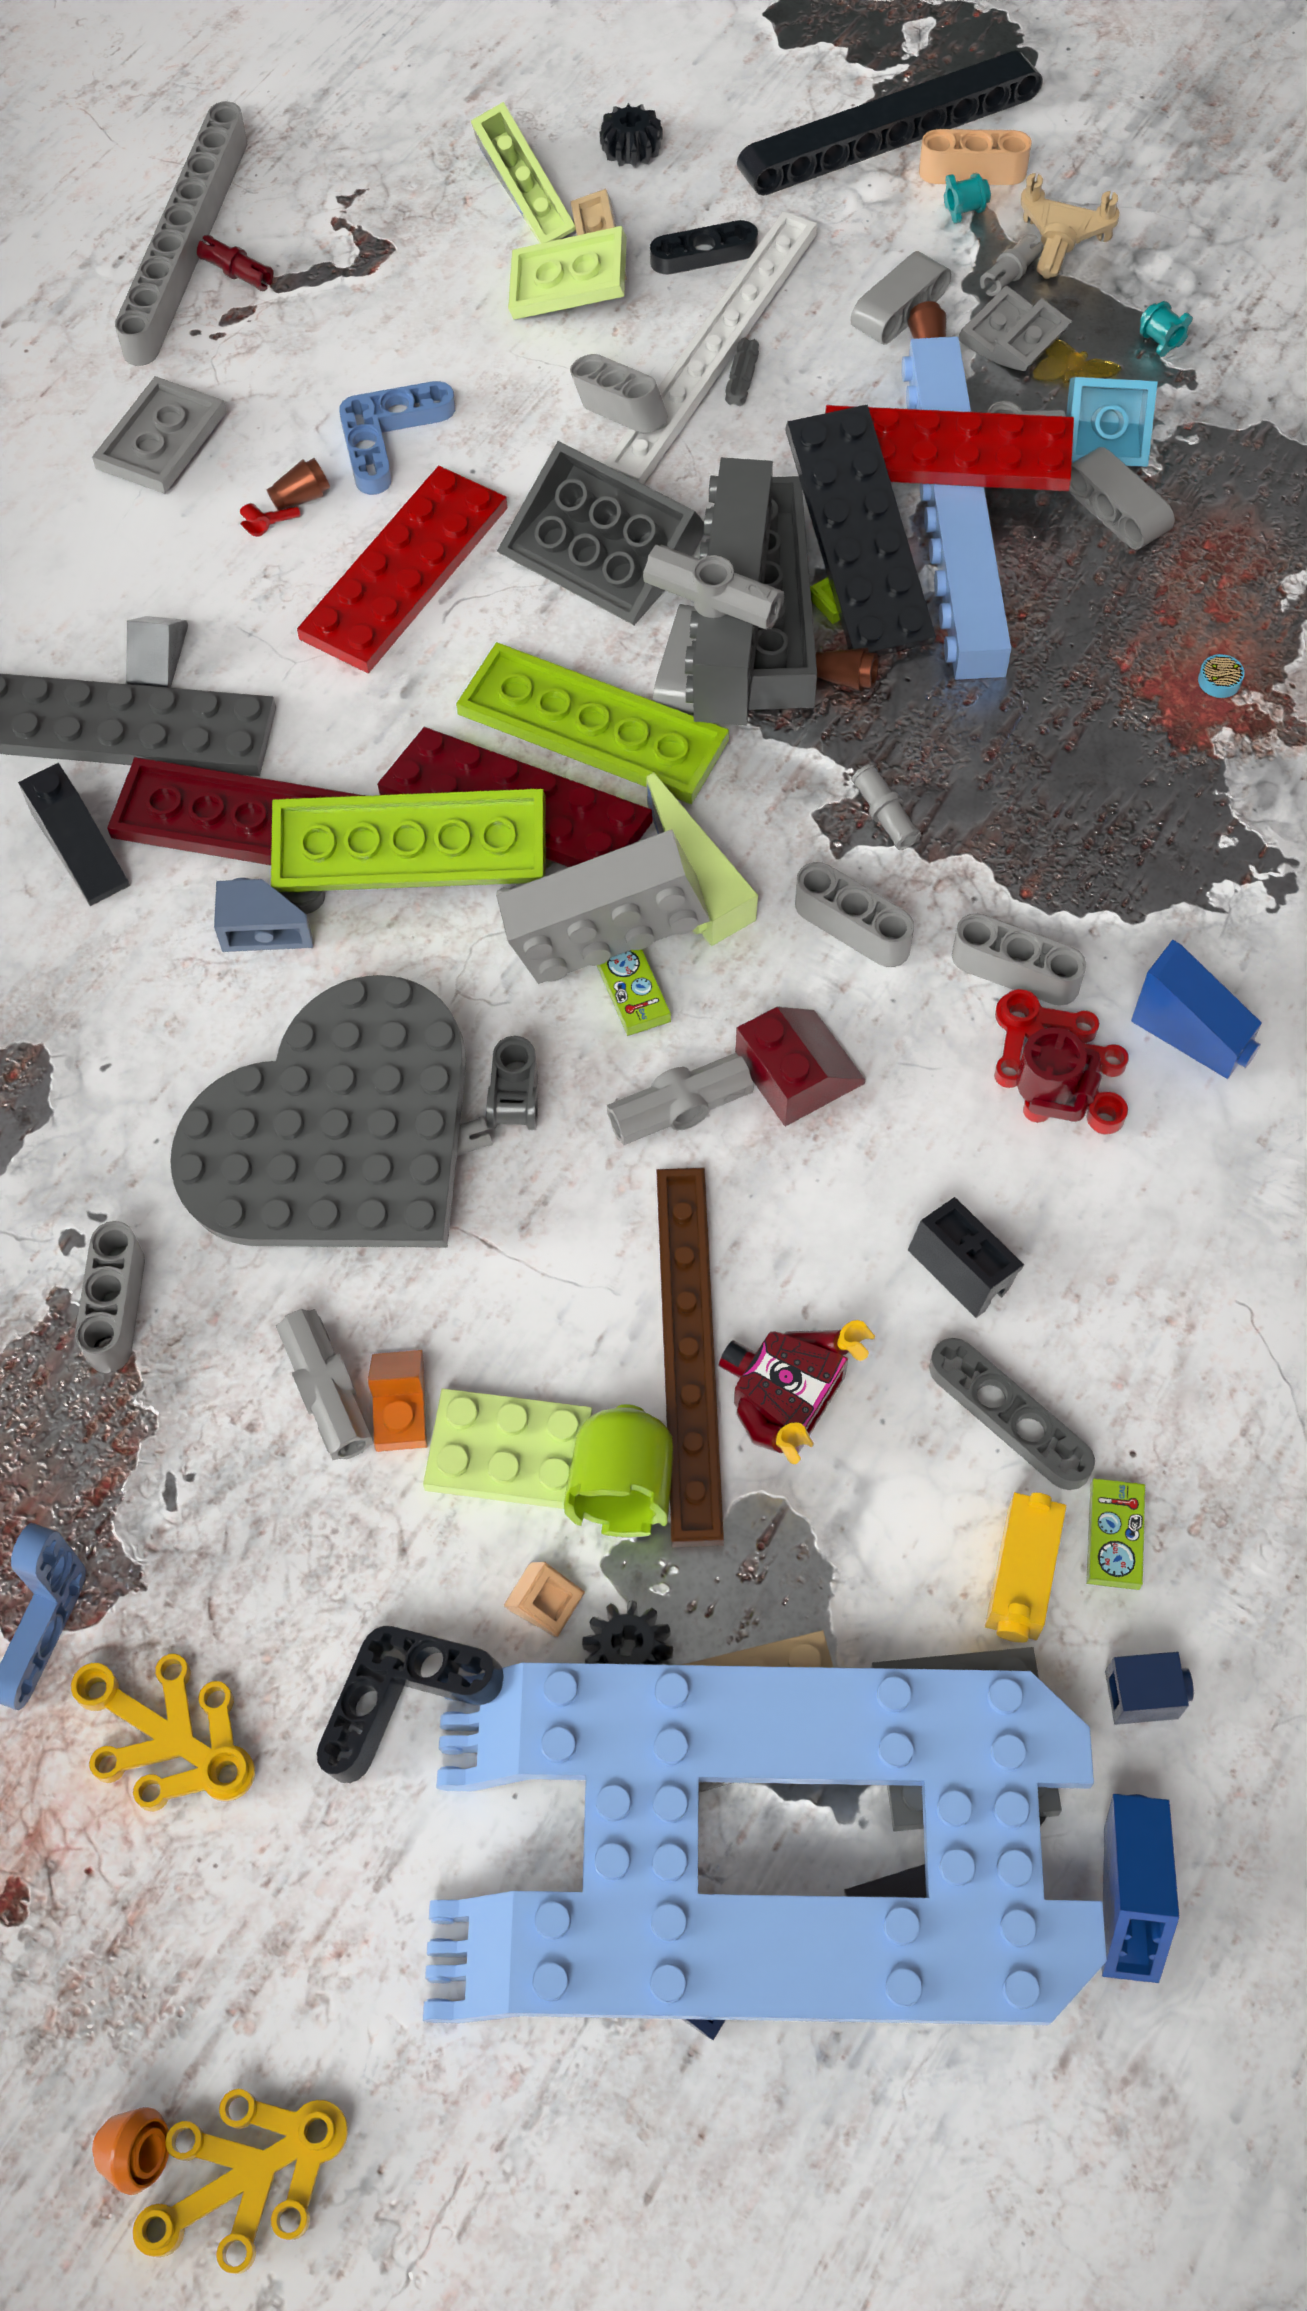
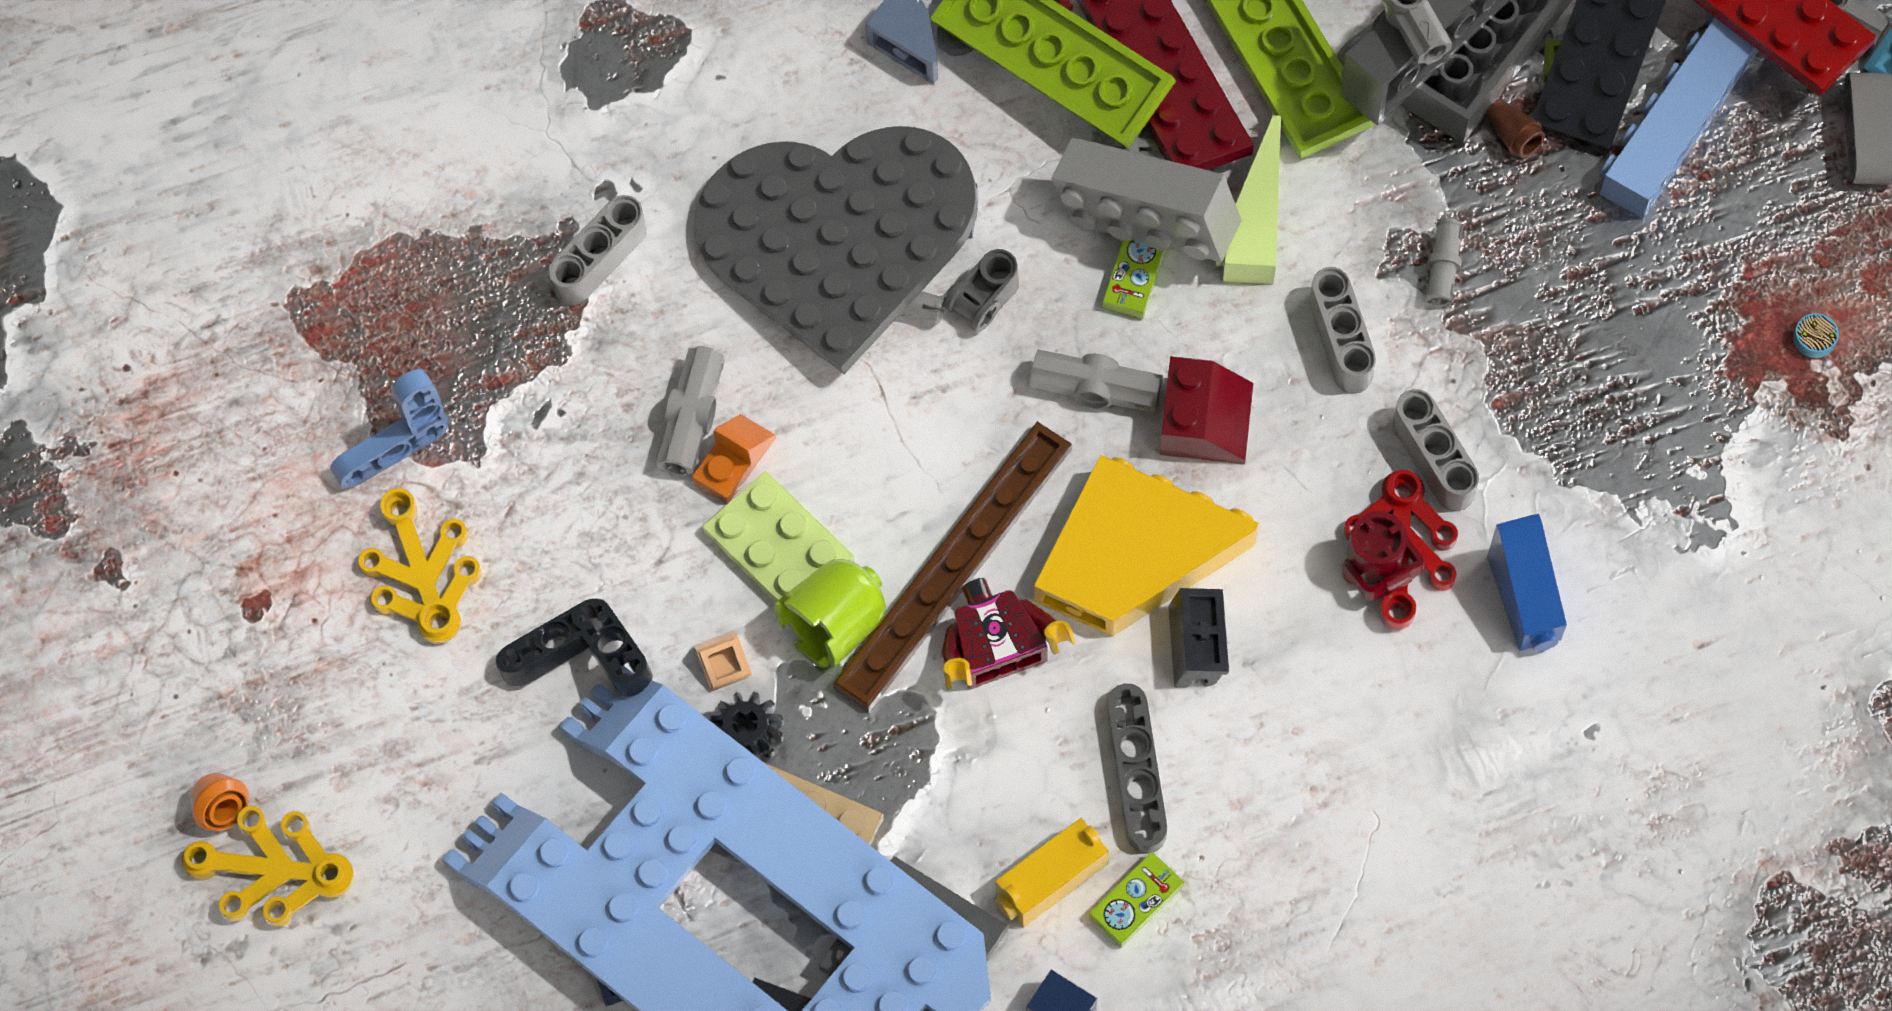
camera: 40 degrees right, 5 degrees up
(838, 1217) = (1135, 546): none -> yellow slope

